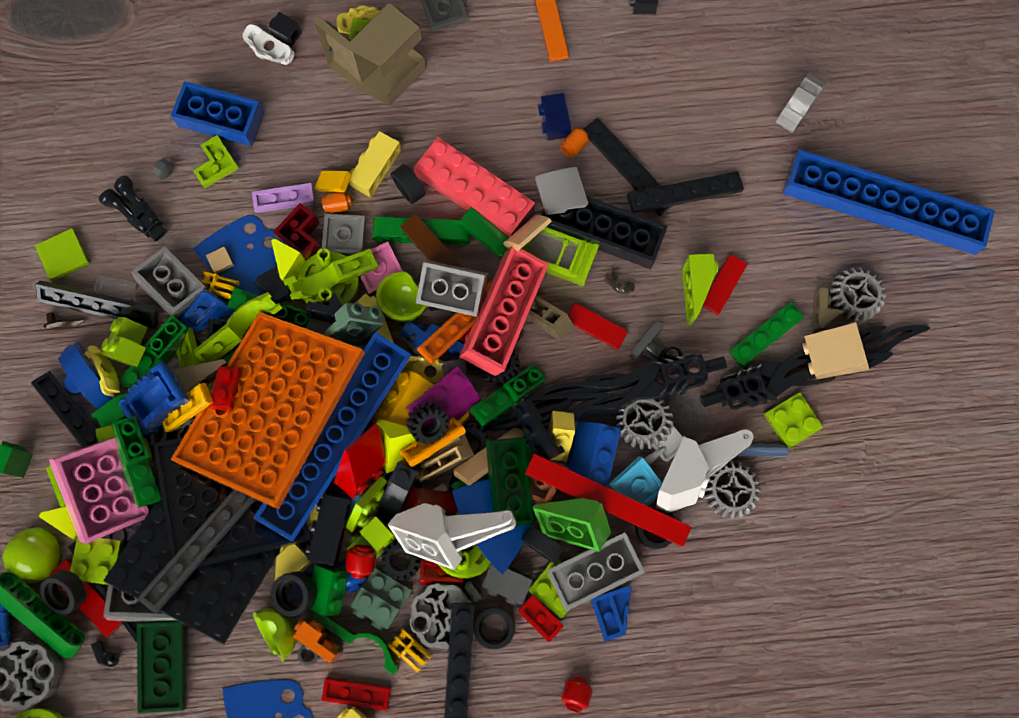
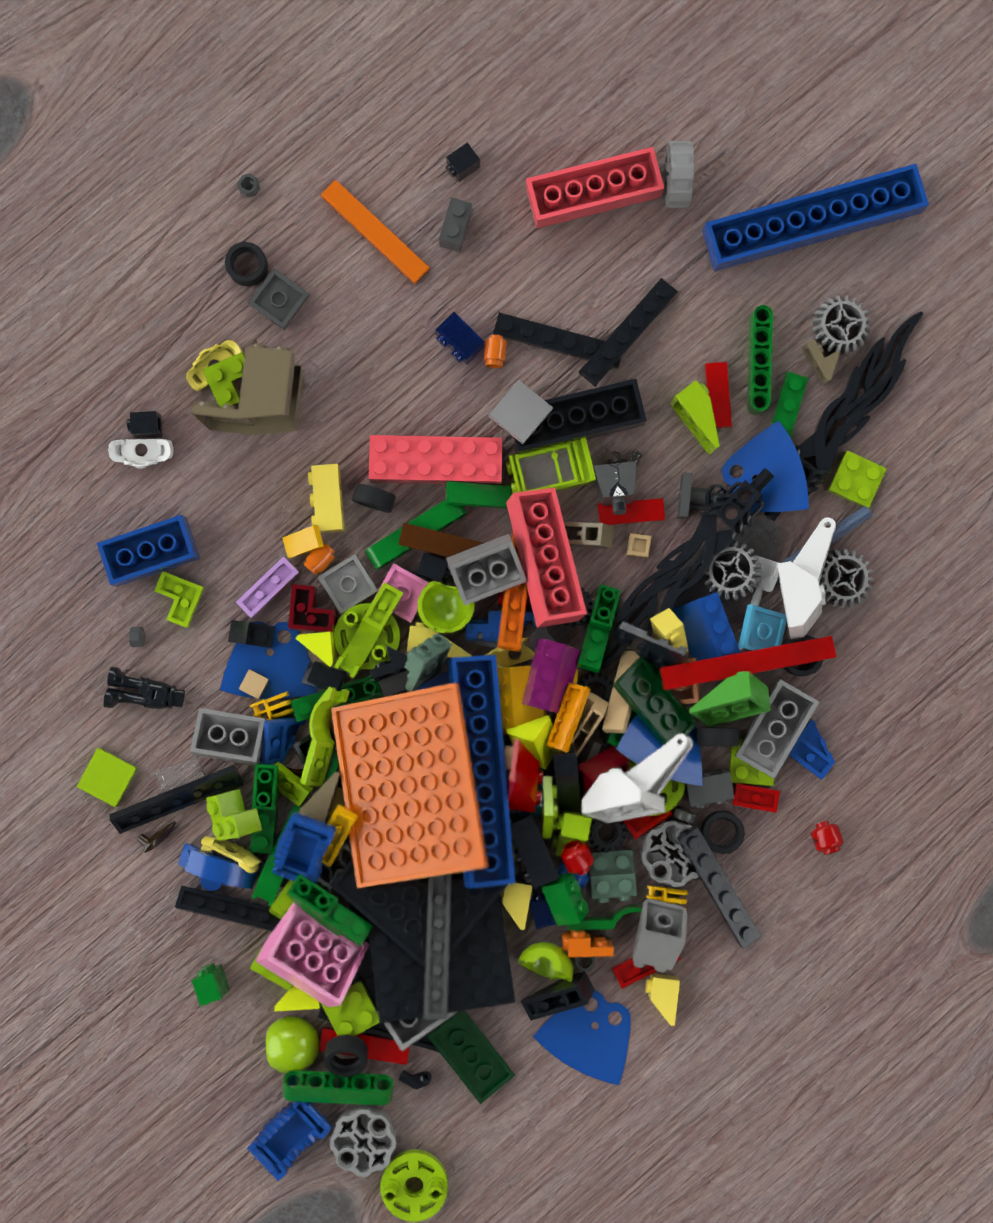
camera: 35 degrees left, 10 degrees up
(225, 388) = (357, 795): red plate -> none
(246, 223) = (251, 634): none -> black slope
(266, 669) = (559, 997): none -> black slope
(278, 593) = (535, 936): black tyre -> none
(380, 674) = (660, 935): none -> light grey hips
(413, 263) = (433, 568): none -> black brick
(420, 416) = (550, 713): black tyre -> none
(527, 232) = (518, 473): tan slope -> none
(584, 355) = (638, 545): none -> tan tile
(598, 296) = (616, 485): none -> dark grey torso
(608, 37) = (455, 224): none -> dark grey brick
(730, 75) = (594, 187): none -> coral brick
(742, 357) = (776, 453): none -> blue piece
(778, 270) = (764, 350): none -> green beam
(835, 352) = (857, 395): tan slope -> none

